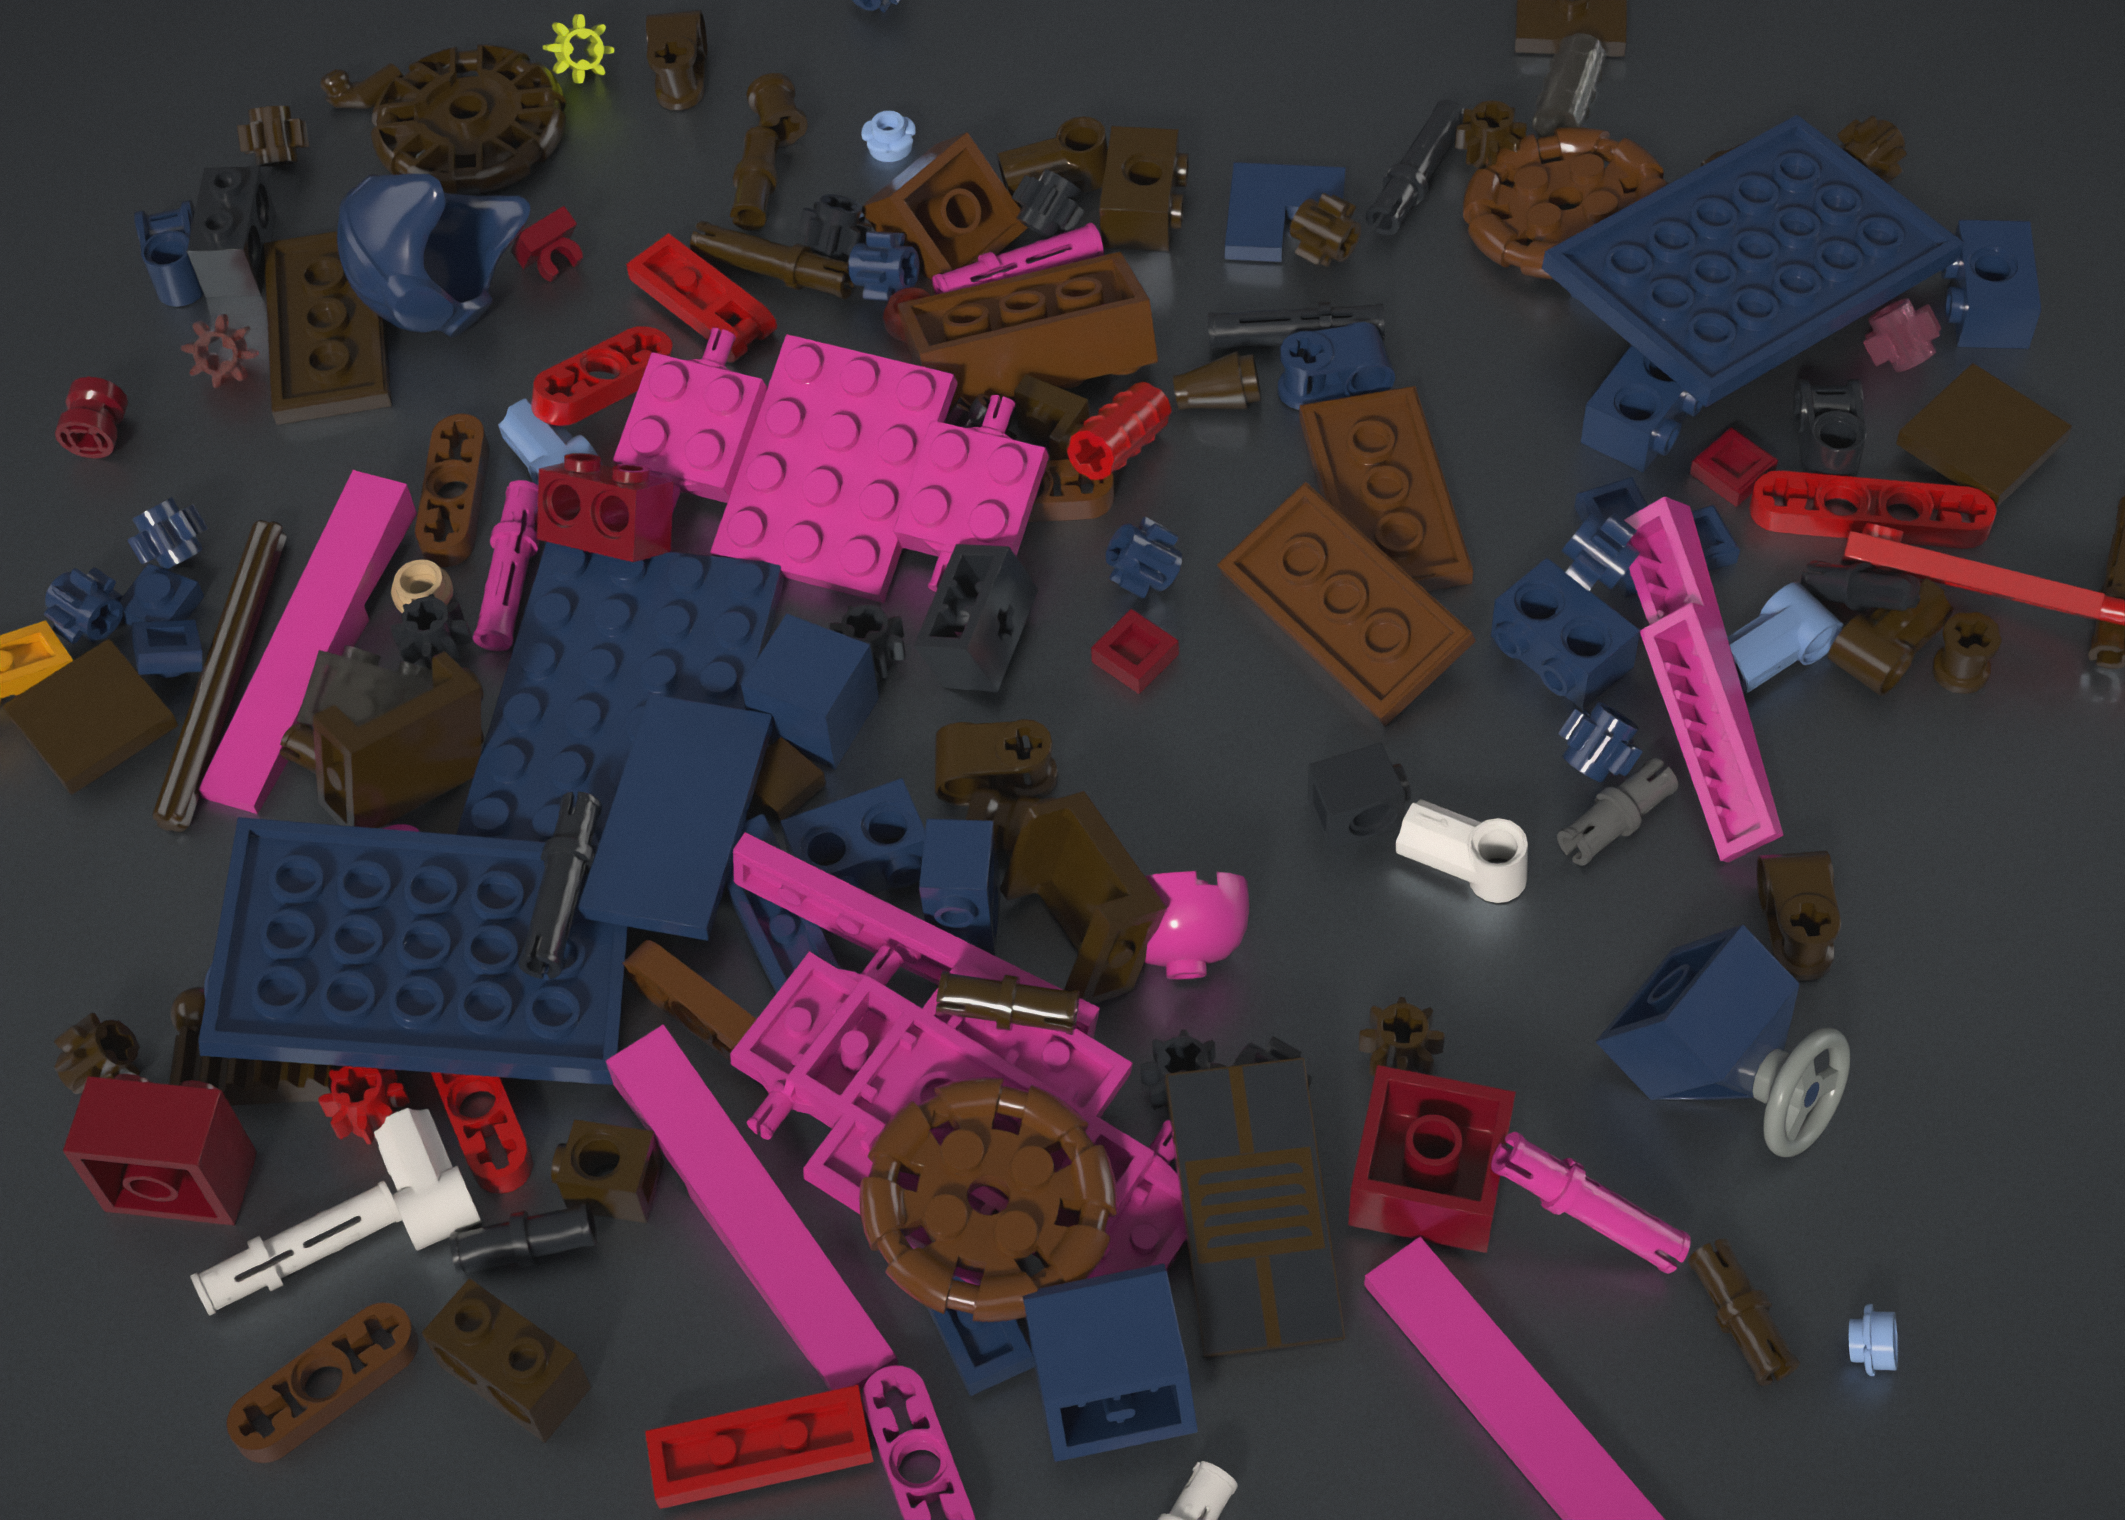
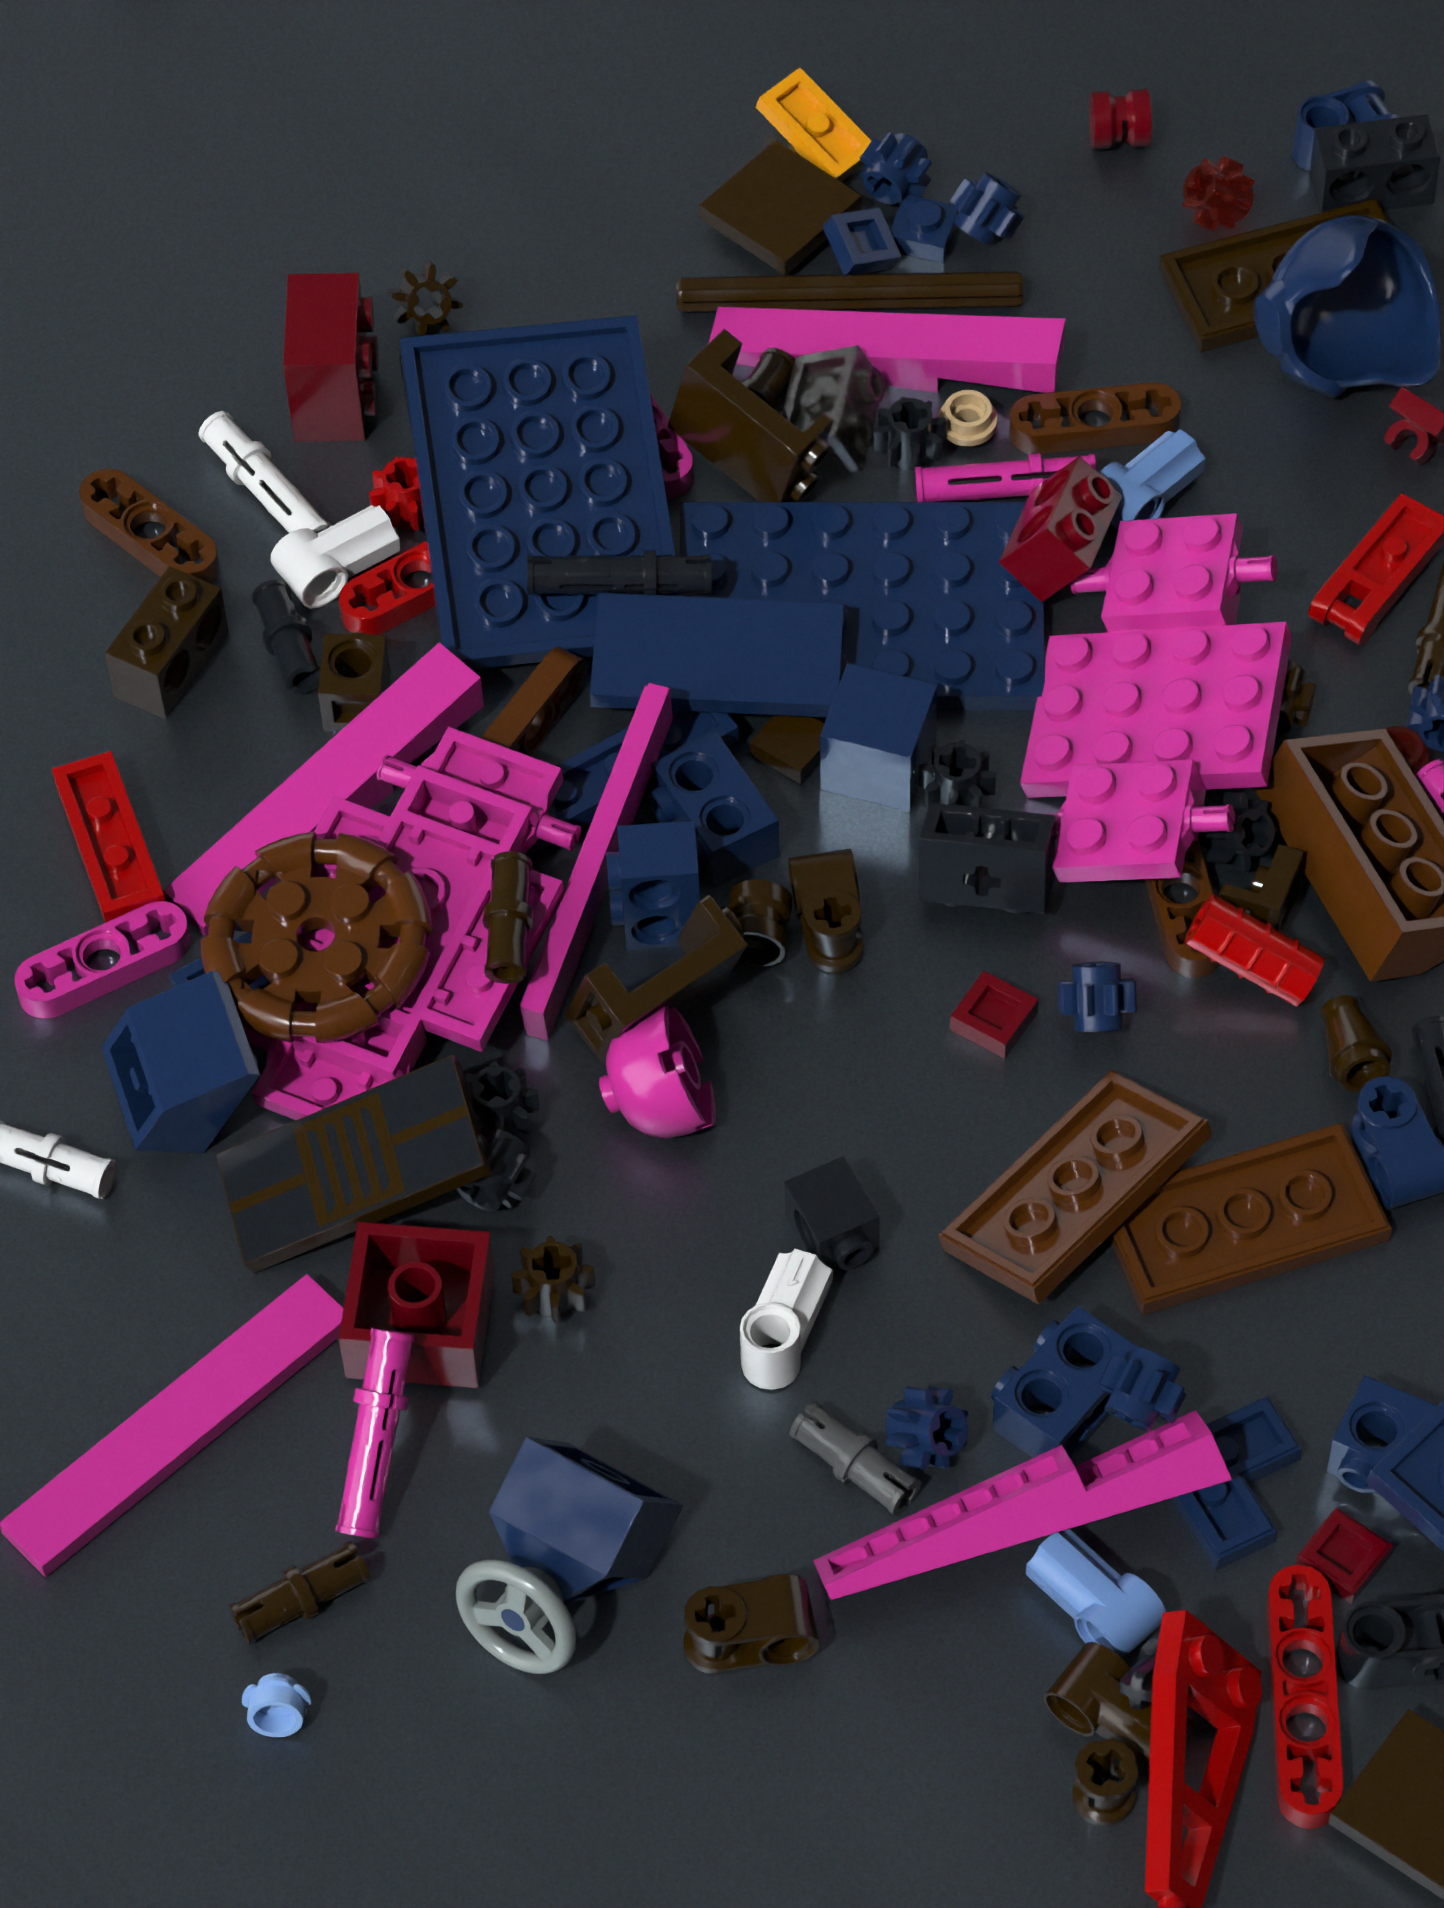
camera: 80 degrees right, 0 degrees up
(571, 394) = (1242, 475): red beam -> none

